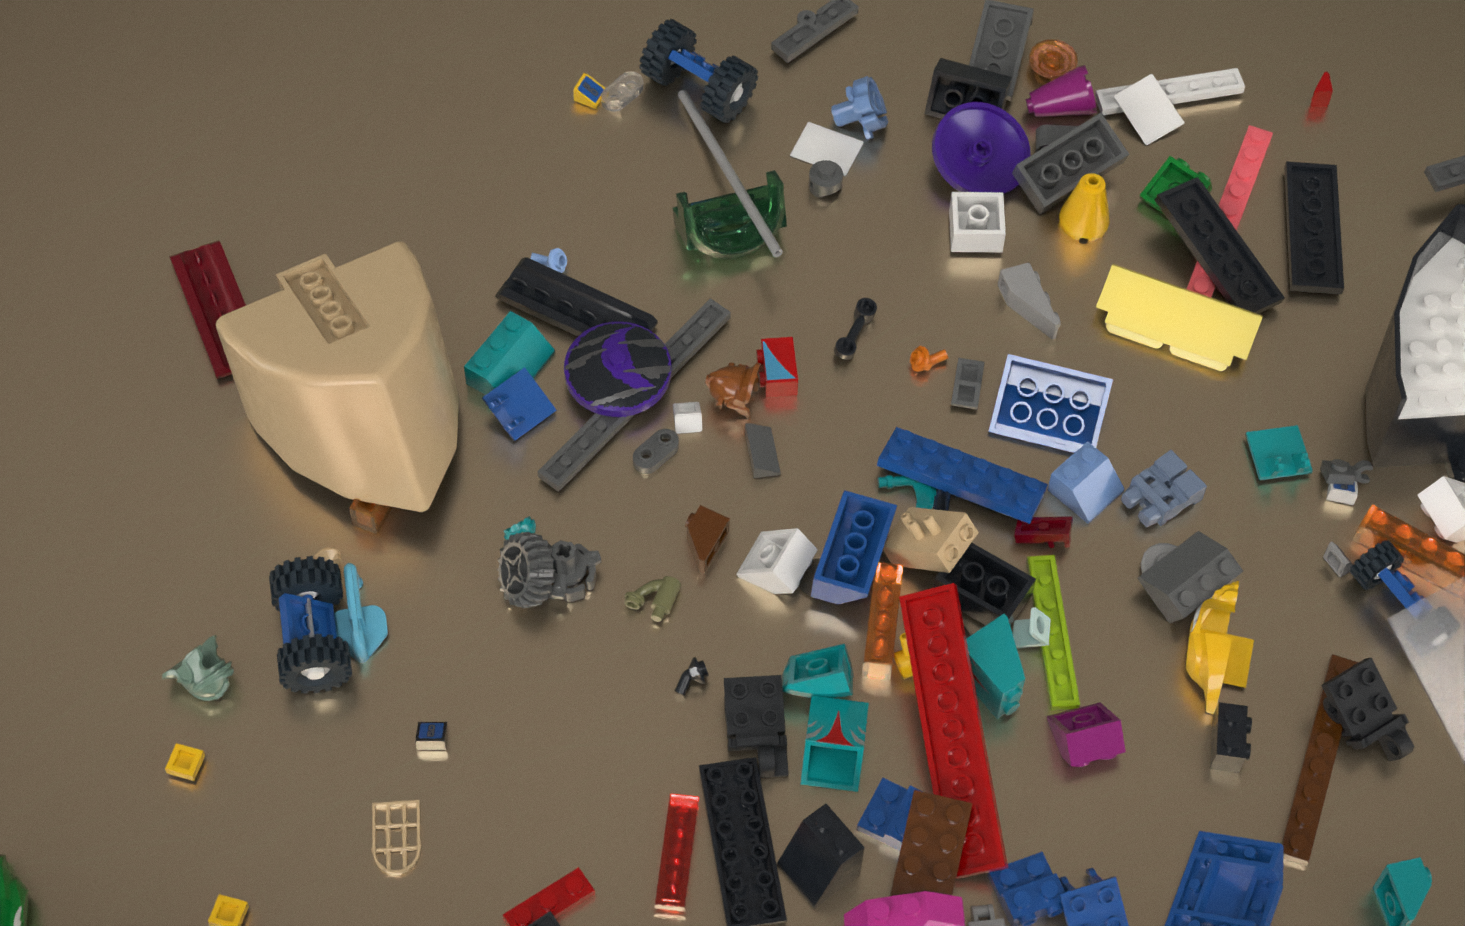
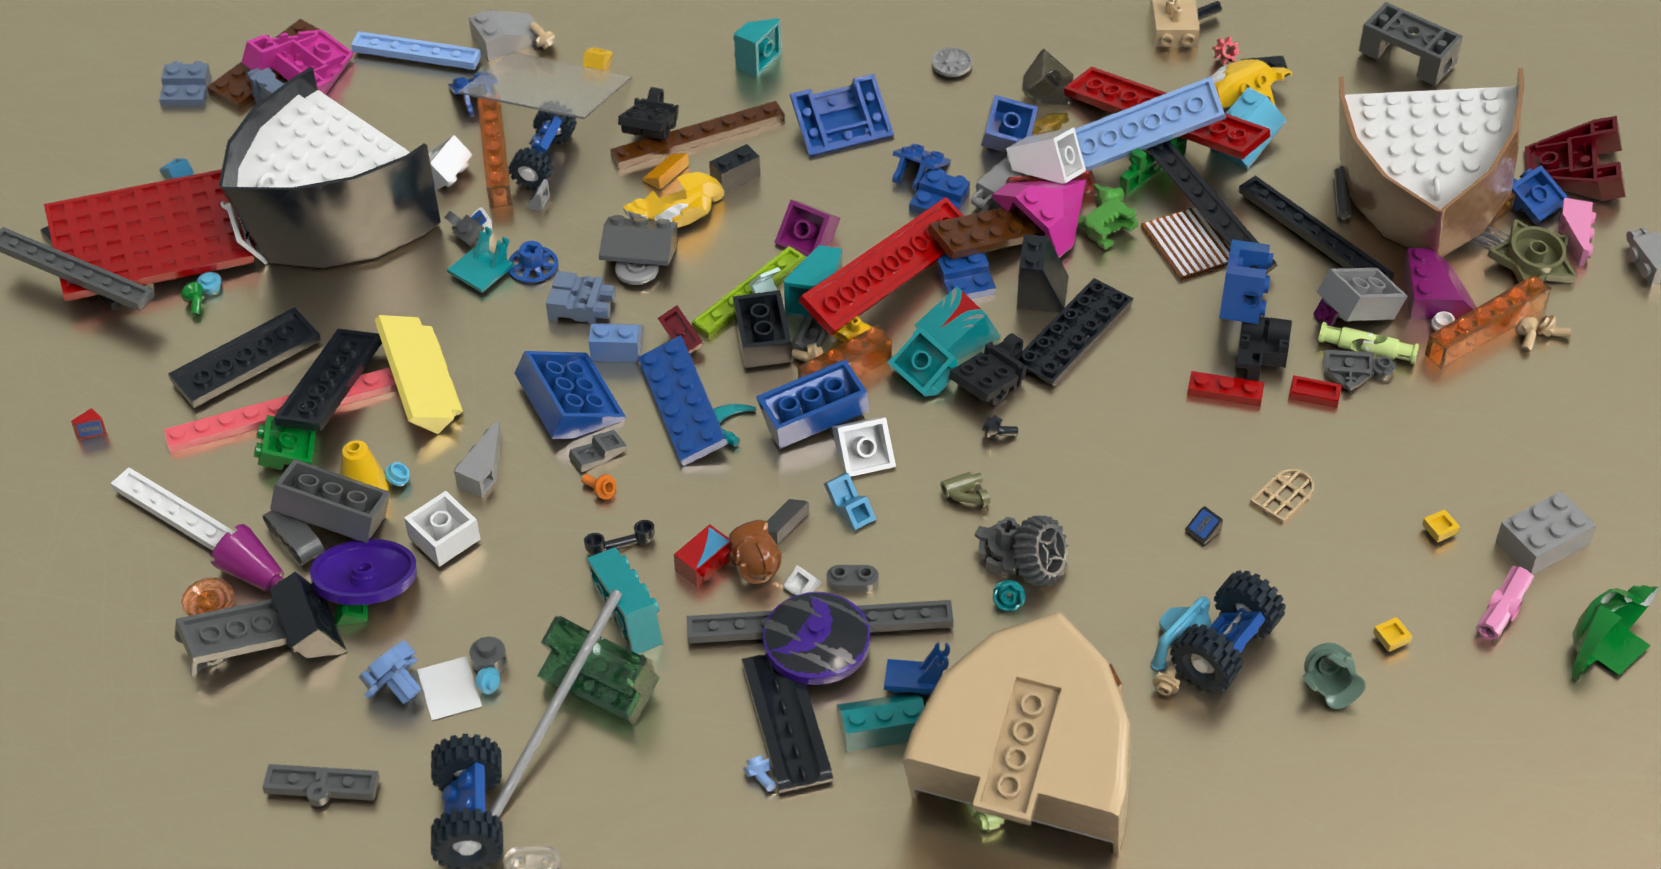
camera: 130 degrees left, 10 degrees down
(109, 870) = (1505, 603): none -> bright pink piece
(677, 852) = (1118, 352): clear red plate -> none
(705, 535) = (891, 493): reddish brown slope -> none
(737, 508) = (845, 499): none -> dark azure slope
(788, 284) = (635, 609): none -> teal wedge
(802, 164) = (488, 680): none -> medium azure plate
(930, 537) = (760, 364): tan piece -> none
(1072, 240) = (397, 474): none -> medium azure plate
(1149, 109) = (210, 509): white sticker -> none
(1252, 493) = (532, 258): none -> blue wheel
(1287, 689) = (667, 170): none -> light orange slope
(1420, 234) = (193, 293): none -> green plate

